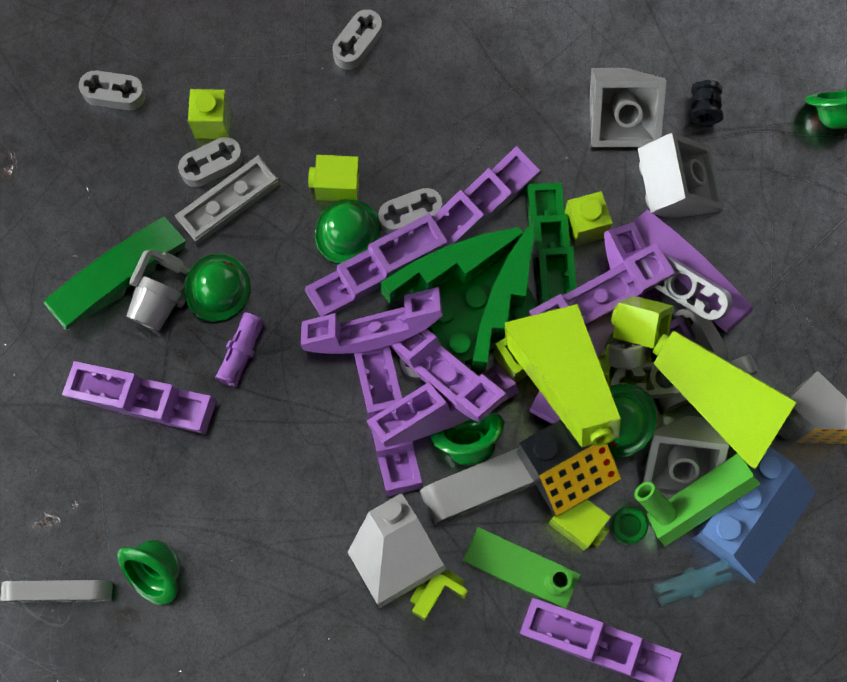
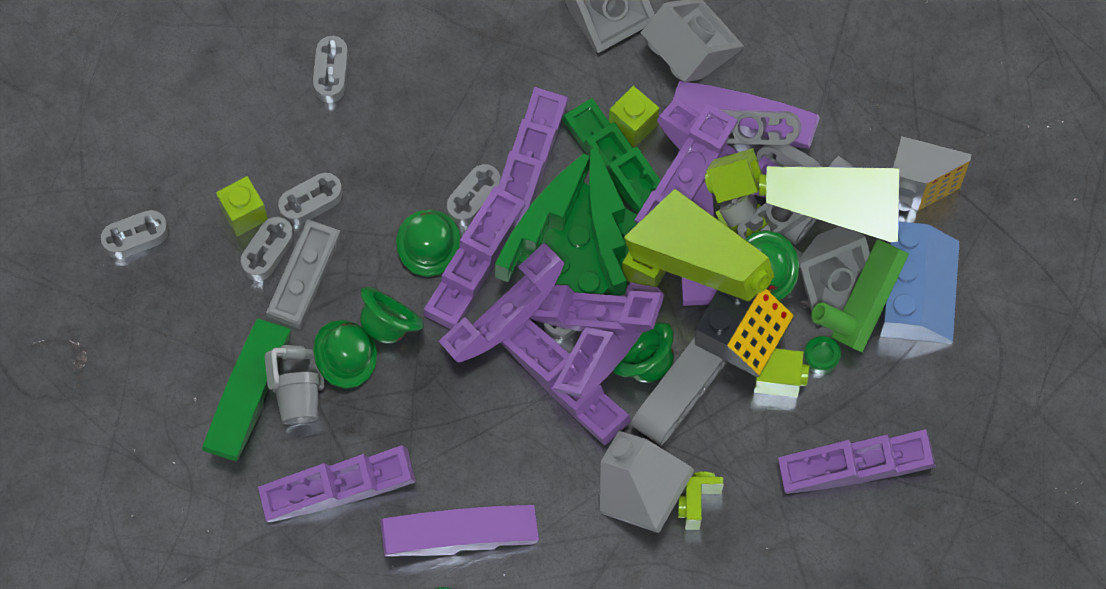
camera: 30 degrees left, 5 degrees down
(213, 499) = (459, 530): none -> medium lavender slope
(240, 349) = (399, 395): medium lavender pin -> none
(269, 275) = (385, 317): none -> green hat
(272, 139) = (310, 198): none -> light grey beam
(335, 177) = (391, 201): lime brick -> none
(521, 568) = (753, 439): bright green piece -> none
(693, 582) = (902, 370): clear light blue pin -> none

